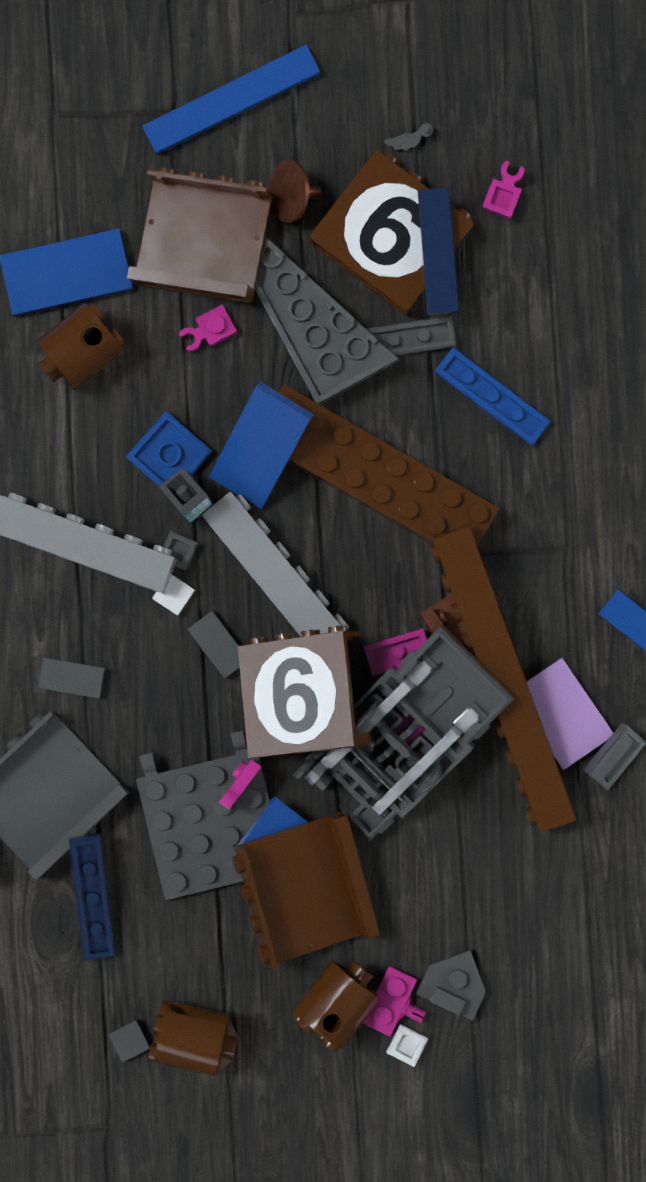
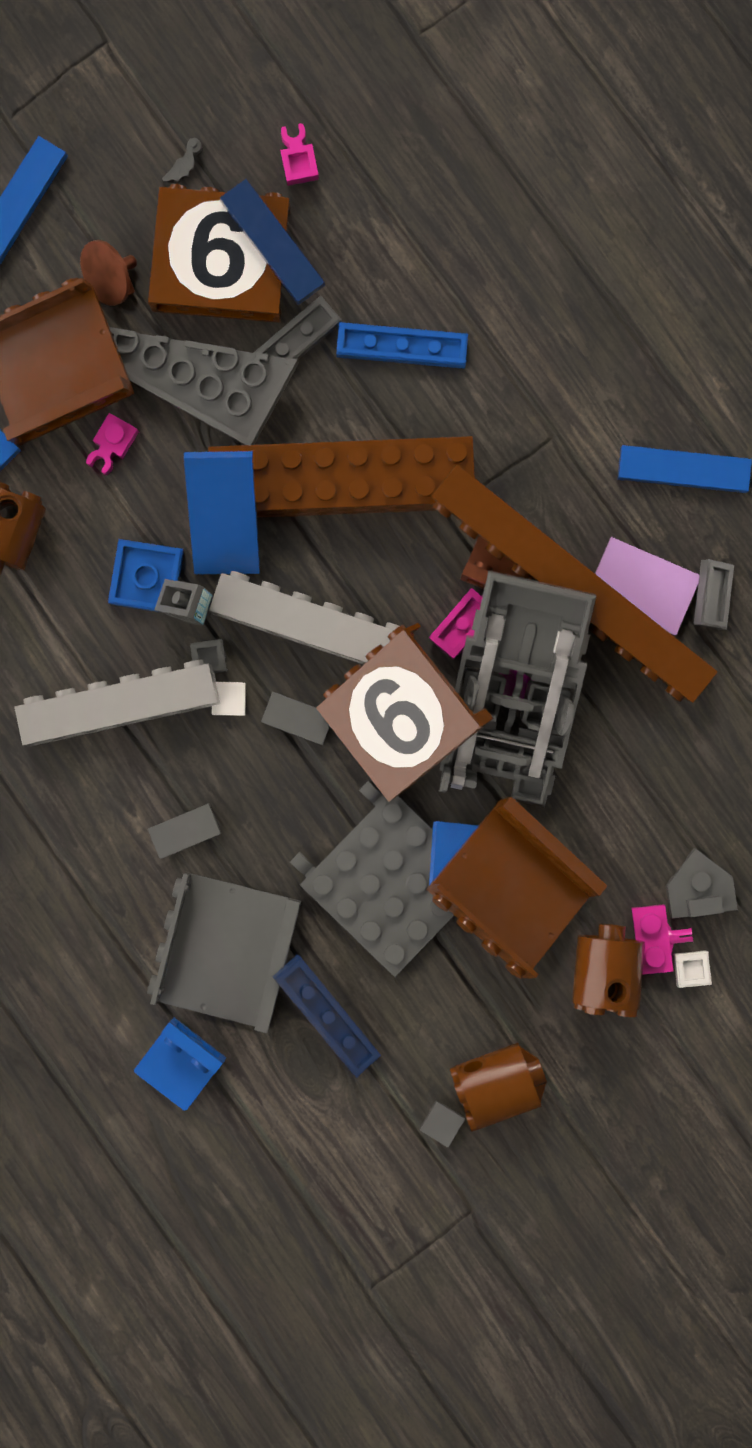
camera: 30 degrees left, 0 degrees up
(244, 774) = (395, 819): dark pink plate -> none

